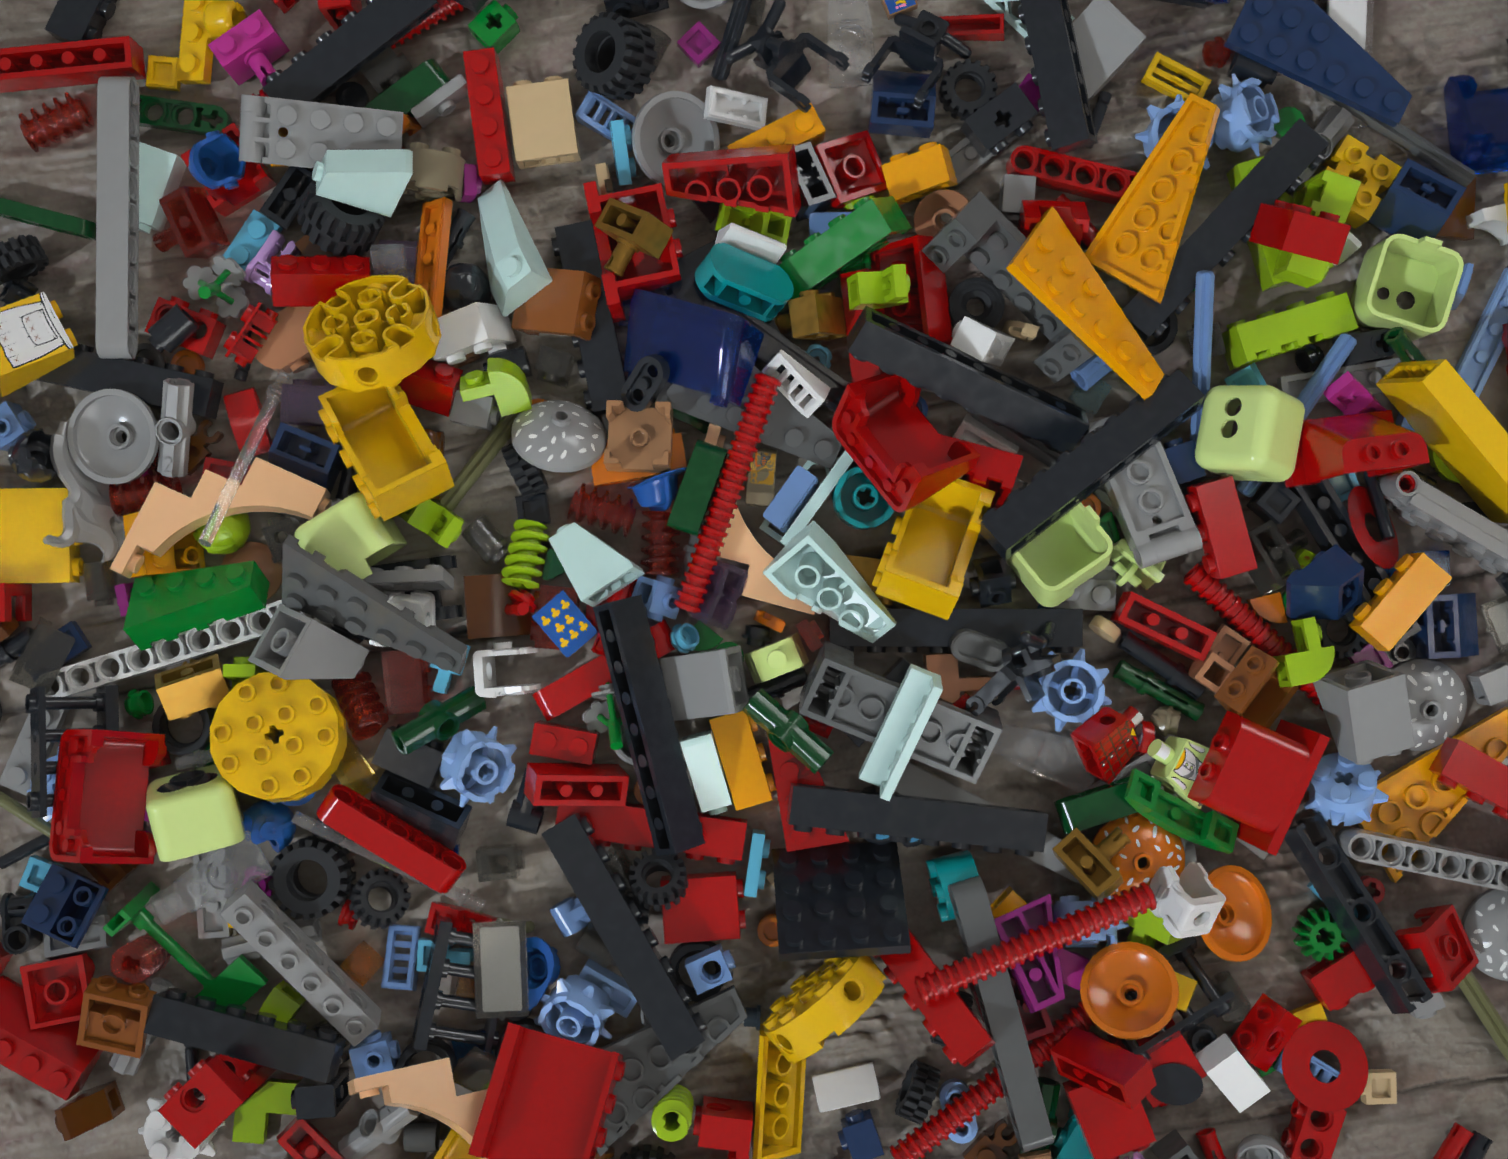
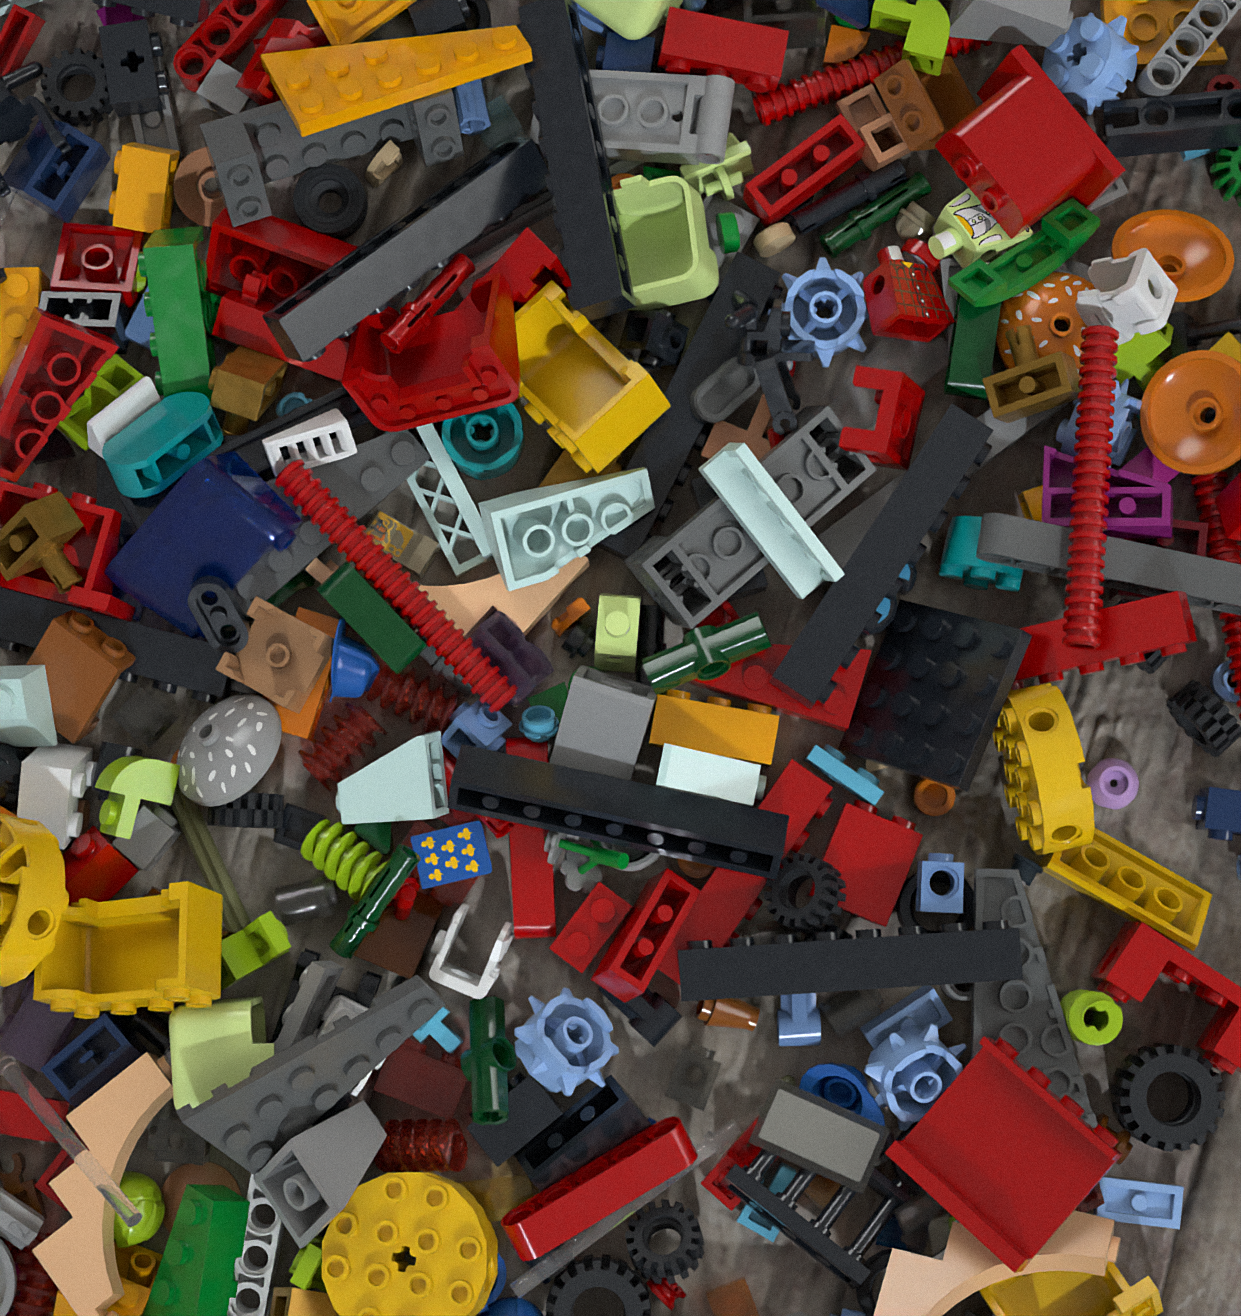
camera: 60 degrees left, 5 degrees down
(390, 957) = (770, 1285): medium blue slope -> none
(493, 587) = (365, 915): none -> dark green pin
(551, 866) = (728, 1013): none -> dark orange cone
(791, 498) = (441, 519): medium blue slope -> none
(810, 633) = (608, 575): clear red plate -> none
(846, 1087) = (1160, 801): white slope -> none
(850, 1056) = (1101, 790): none -> lavender plate
(879, 288) = (251, 293): lime brick -> none
(924, 410) = (400, 333): none -> red pin
(981, 341) = (371, 211): white arch -> none
(1018, 780) = (896, 421): none -> red panel
(1092, 595) = (727, 232): none -> green tile

